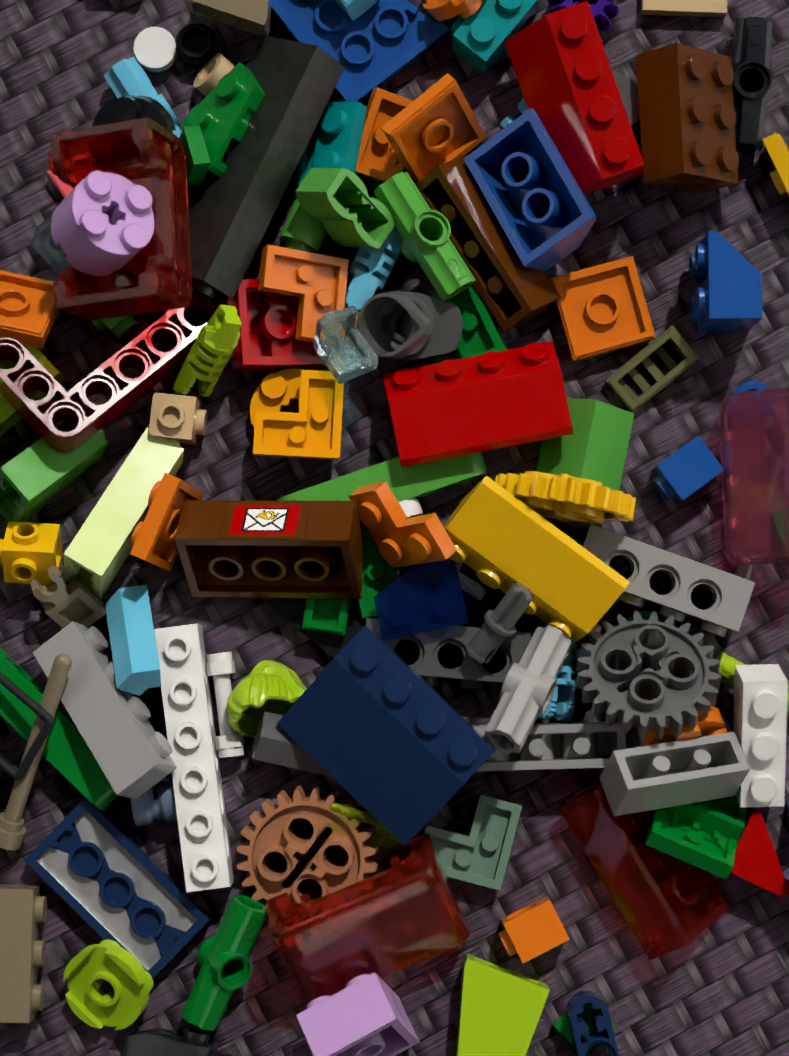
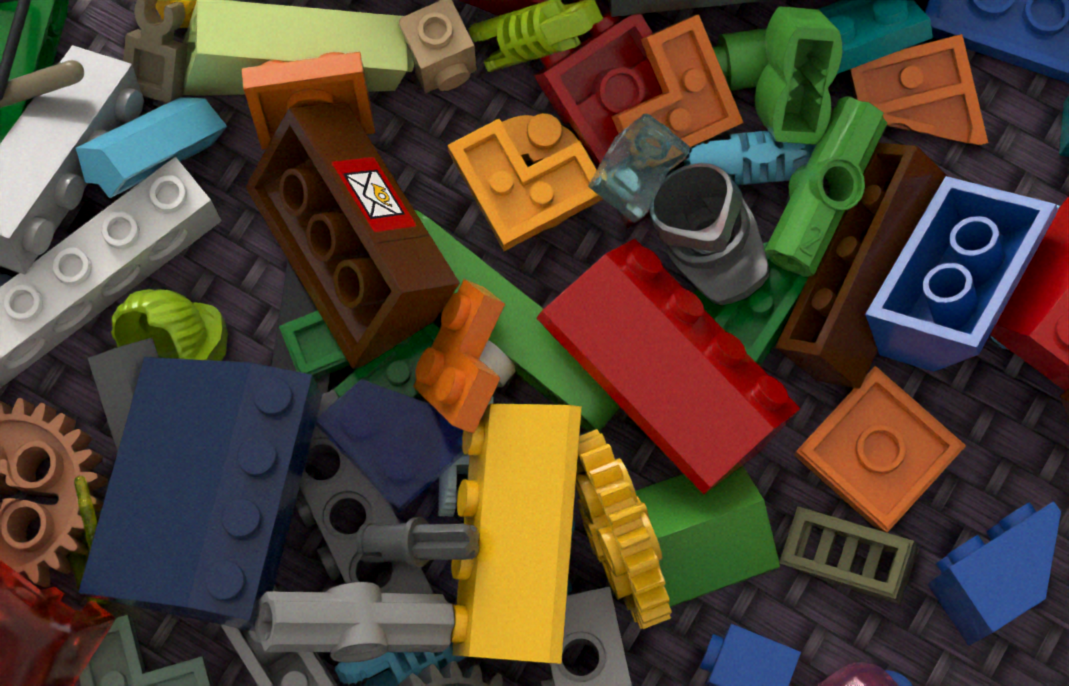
camera: 60 degrees right, 10 degrees down
(220, 667) = (180, 266): white bar -> none
(434, 129) = (959, 120): orange plate -> none

